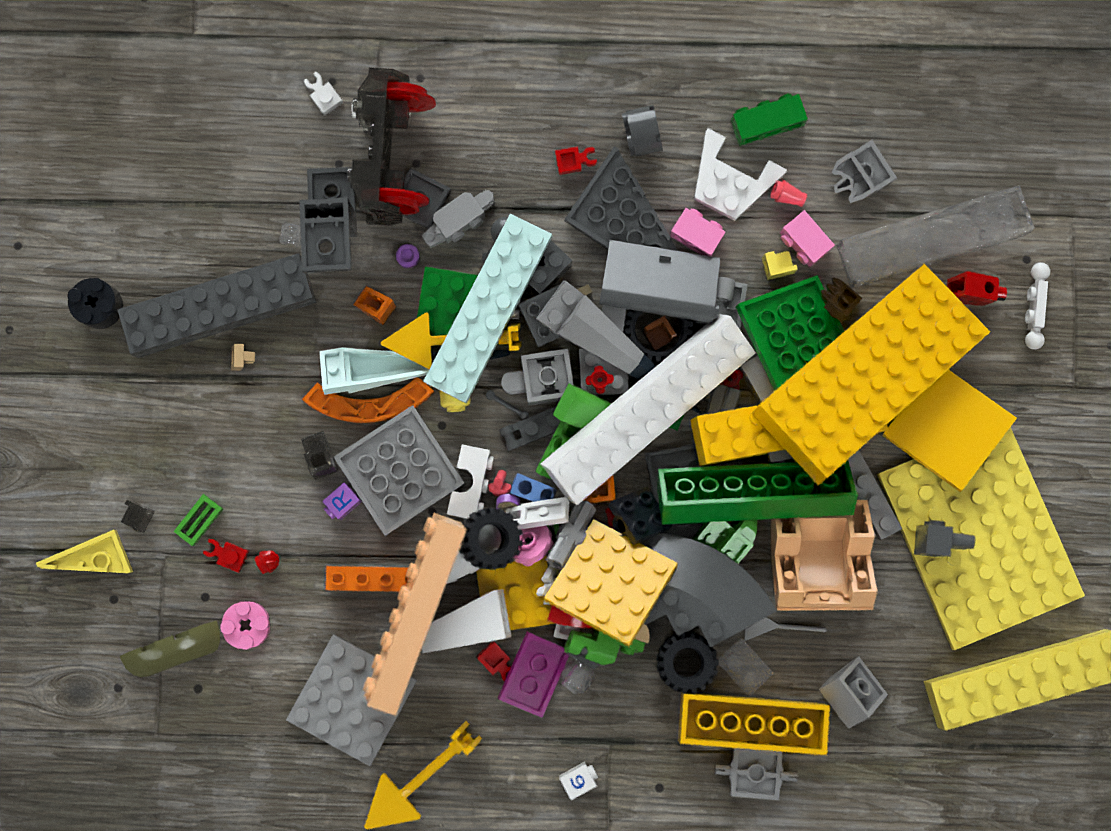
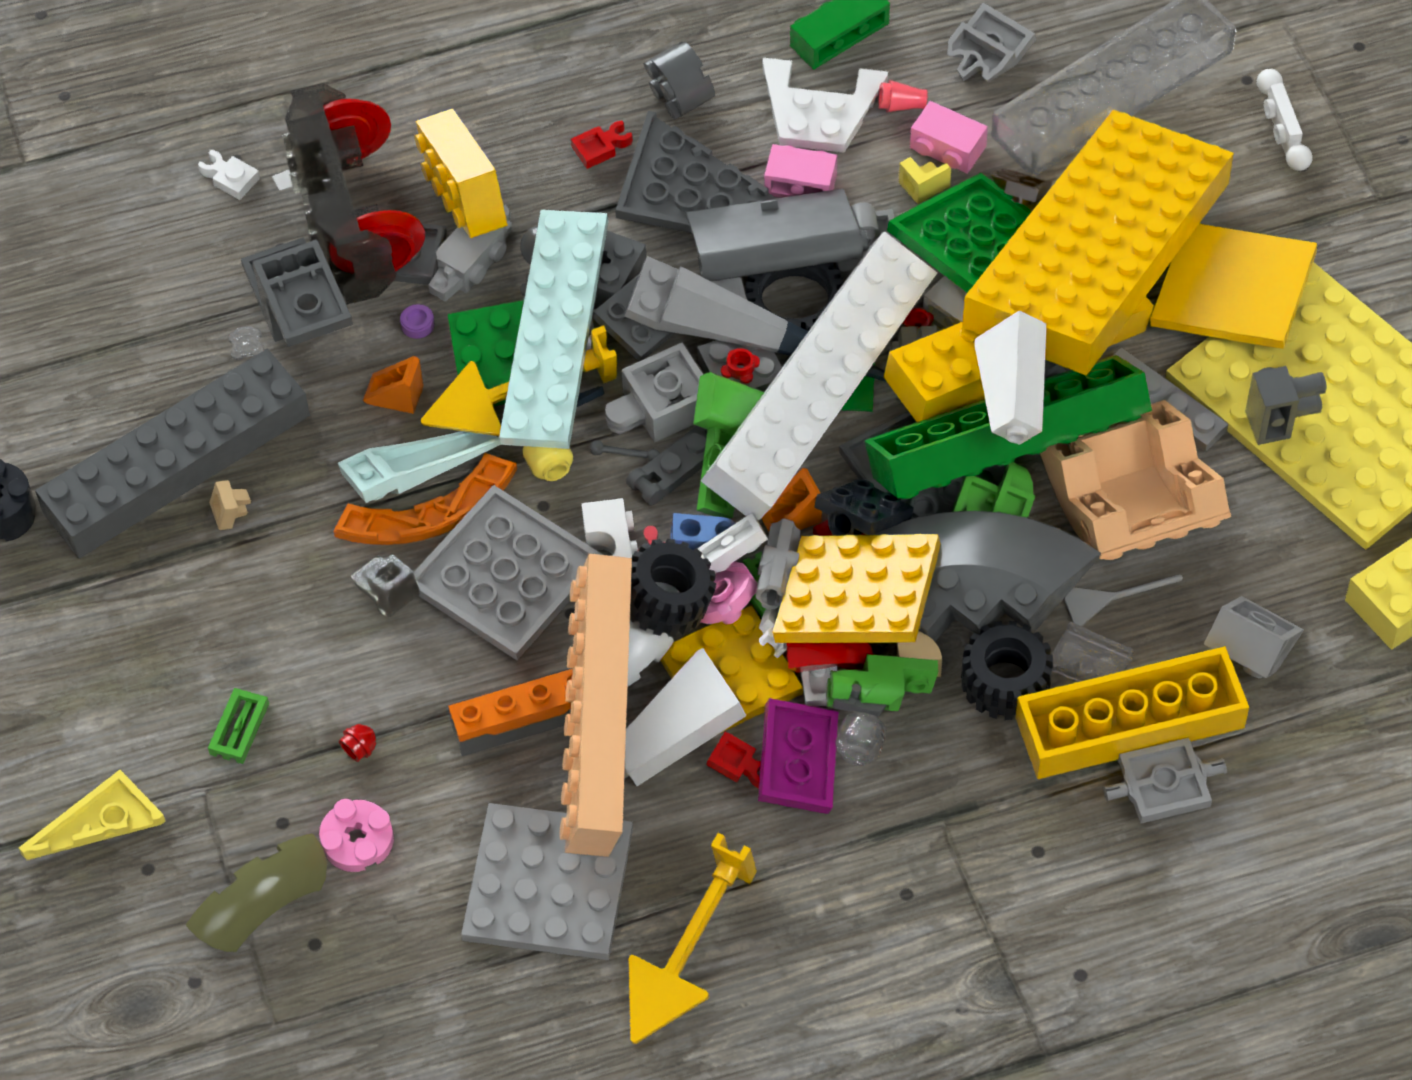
camera: 15 degrees left, 25 degrees down
(137, 516) = (147, 742): clear smoke panel -> none
(229, 556) = (301, 757): red plate -> none
(341, 502) = (438, 632): medium lavender brick -> none
(466, 163) = (460, 173): none -> yellow brick
(579, 780) = (917, 870): white brick -> none
(659, 333) = (798, 296): reddish brown panel -> none
(766, 480) = (1013, 376): none -> white slope
(976, 288) = (1197, 115): red torso -> none

